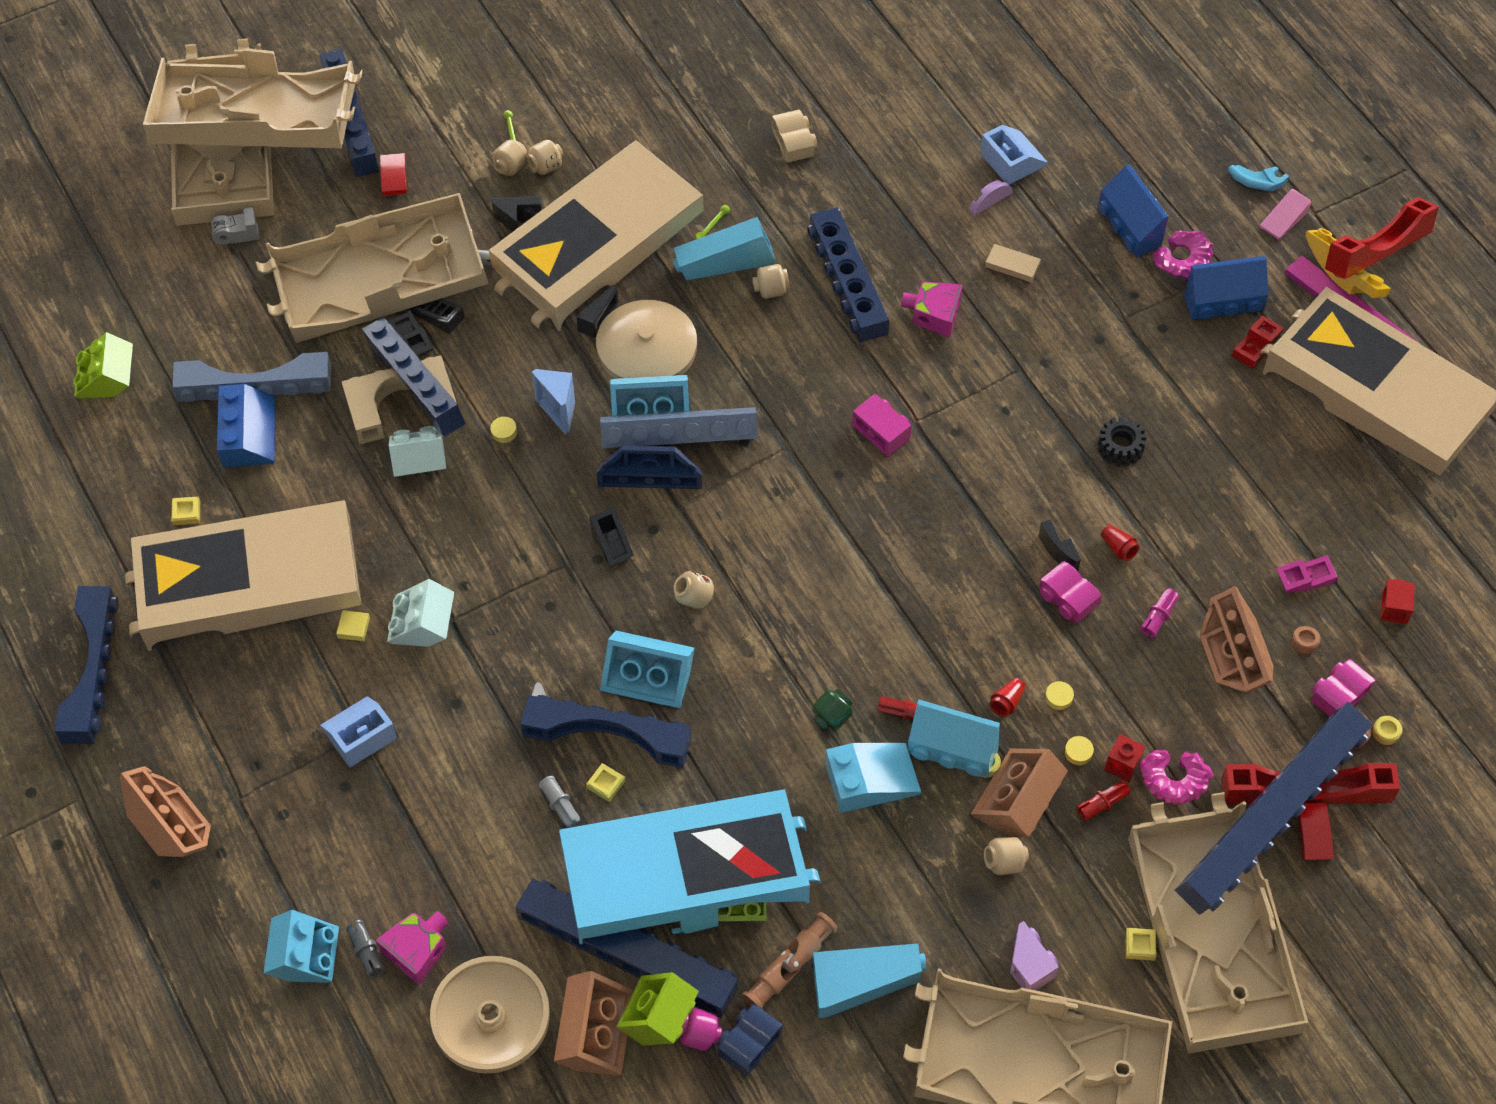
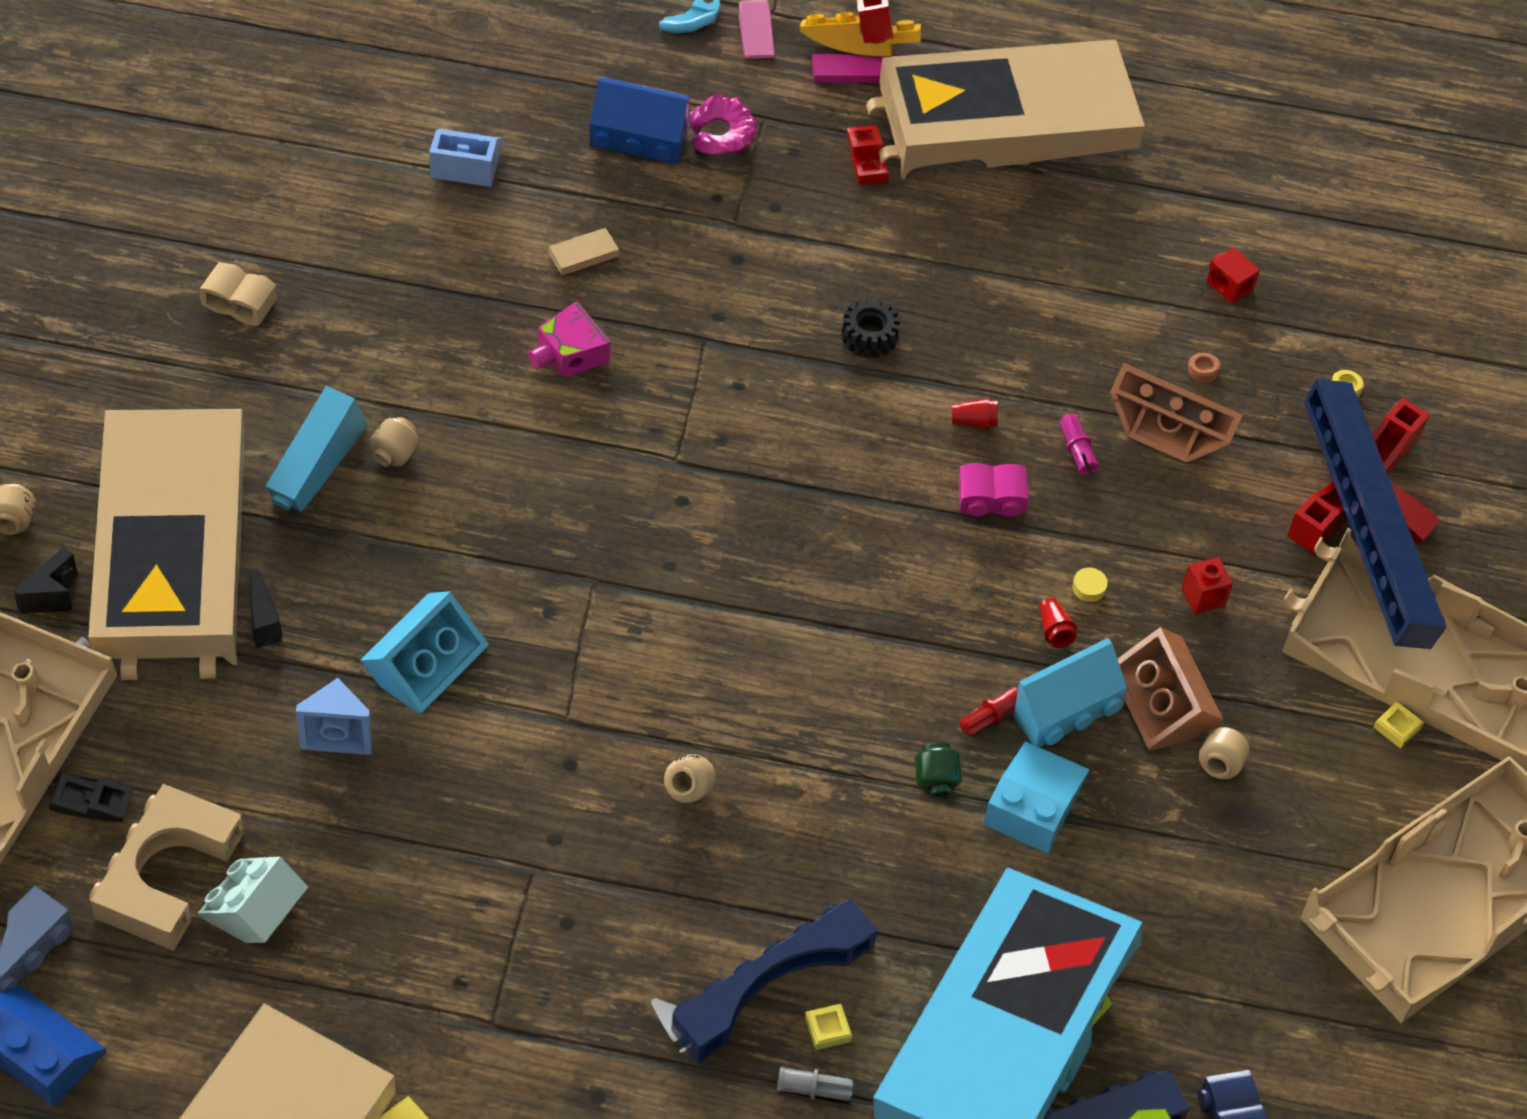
camera: 55 degrees left, 5 degrees down
(421, 615) = (463, 1047): light aqua slope -> none
(426, 389) = (225, 827): arch -> none
(447, 323) = (104, 757): black slope -> none
(503, 429) = (307, 802): light yellow tile -> none
(611, 536) = (551, 800): black slope -> none
(646, 340) = (341, 600): tan dish -> none
(646, 669) = (737, 889): medium azure slope -> none
(649, 469) = (506, 706): dark blue wedge -> none
(679, 427) = (484, 648): sand blue brick -> none
(724, 210) = (263, 459): lime hinge -> none
(792, 959) = (1181, 1022): nougat piece -> none
(848, 275) = (455, 377): dark blue brick -> none
(863, 974) = (1244, 970): medium azure slope -> none
(882, 424) = (658, 486): dark pink brick -> none
(991, 194) = (491, 205): lavender tile -> none
(1031, 963) = (1346, 819): lavender slope -> none
(1058, 549) = (933, 462): black slope -> none
(1079, 750) = (1161, 613): light yellow tile -> none
(1102, 801) = (1231, 637): red axle -> none
(1173, 791) = (1276, 575): dark pink piece -> none
(1227, 287) = (797, 126): blue slope -> none
(1307, 576) = (1142, 313): dark pink slope -> none
(1346, 684) = (1282, 381): dark pink brick -> none

